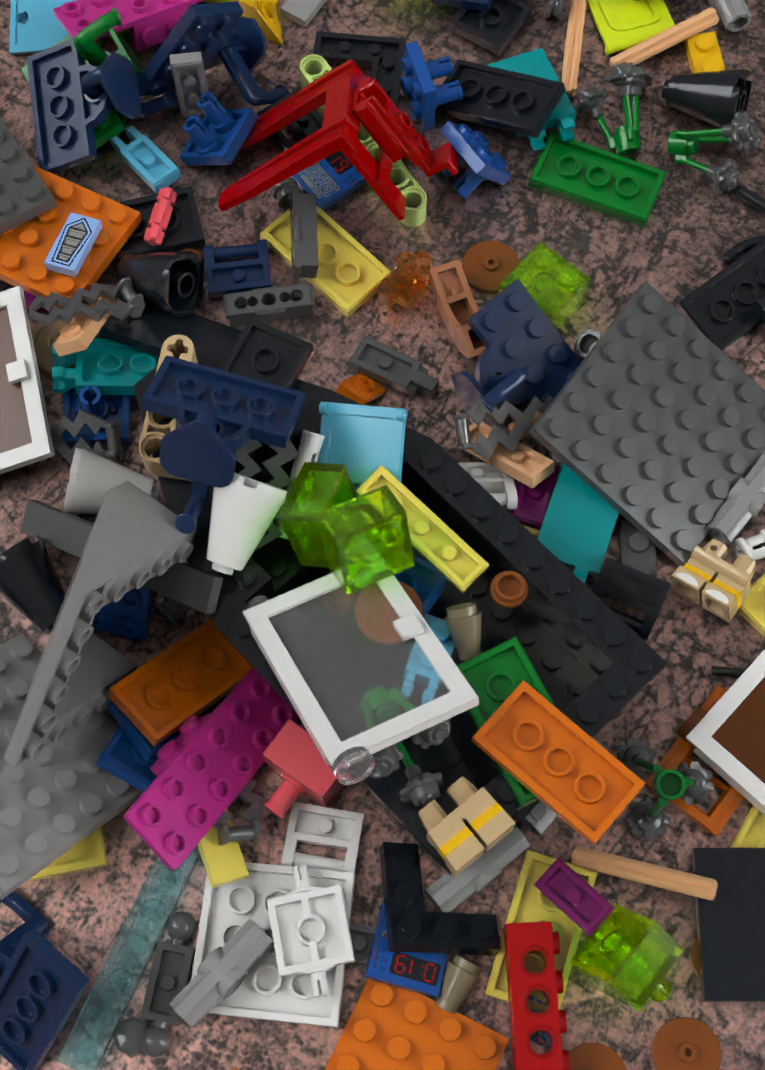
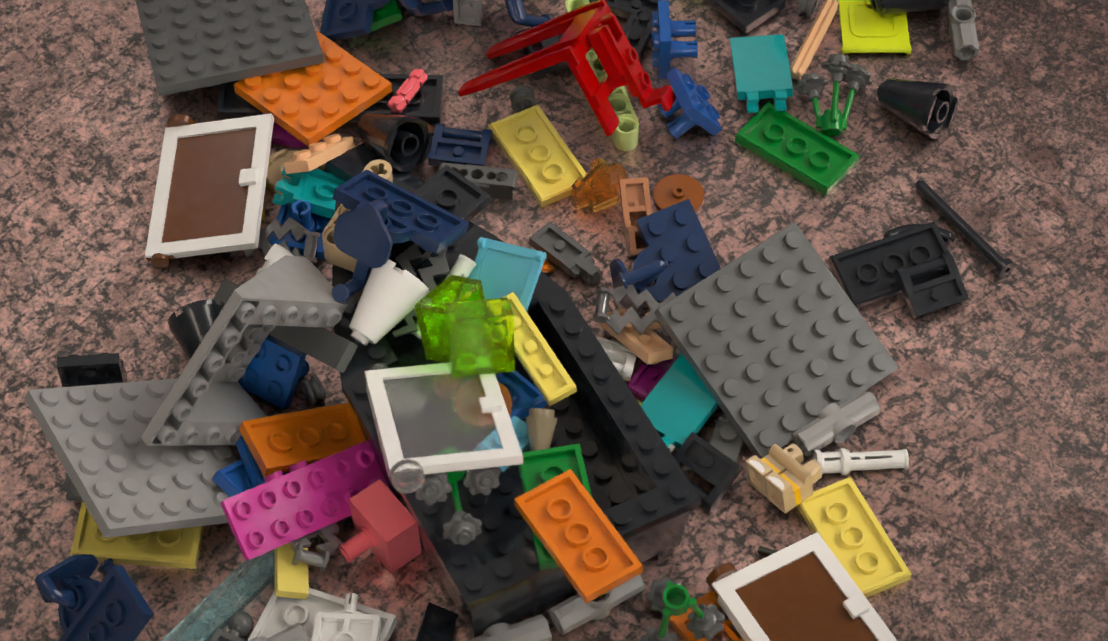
camera: 15 degrees right, 15 degrees down
(73, 244) = (326, 93): light blue tile -> none
(74, 305) = (357, 148): flat silver piece -> none
(146, 160) = (411, 46): medium azure hinge -> none
(218, 134) = (478, 40): blue plate -> none
(303, 235) = (523, 132): dark grey piece -> none
(324, 828) = (383, 582): white plate -> none
(330, 179) = (558, 92): tile -> none
(468, 829) = (489, 566): tan hips -> none
(502, 98) = (731, 64): black tile -> none
(508, 589) = (586, 409): dark orange plate -> none
(551, 282) = (724, 218): clear neon green brick -> none
(667, 38) = (899, 50): light nougat axle -> none
(704, 53) = (928, 67): yellow plate -> none
(739, 133) = (927, 135): plant -> none

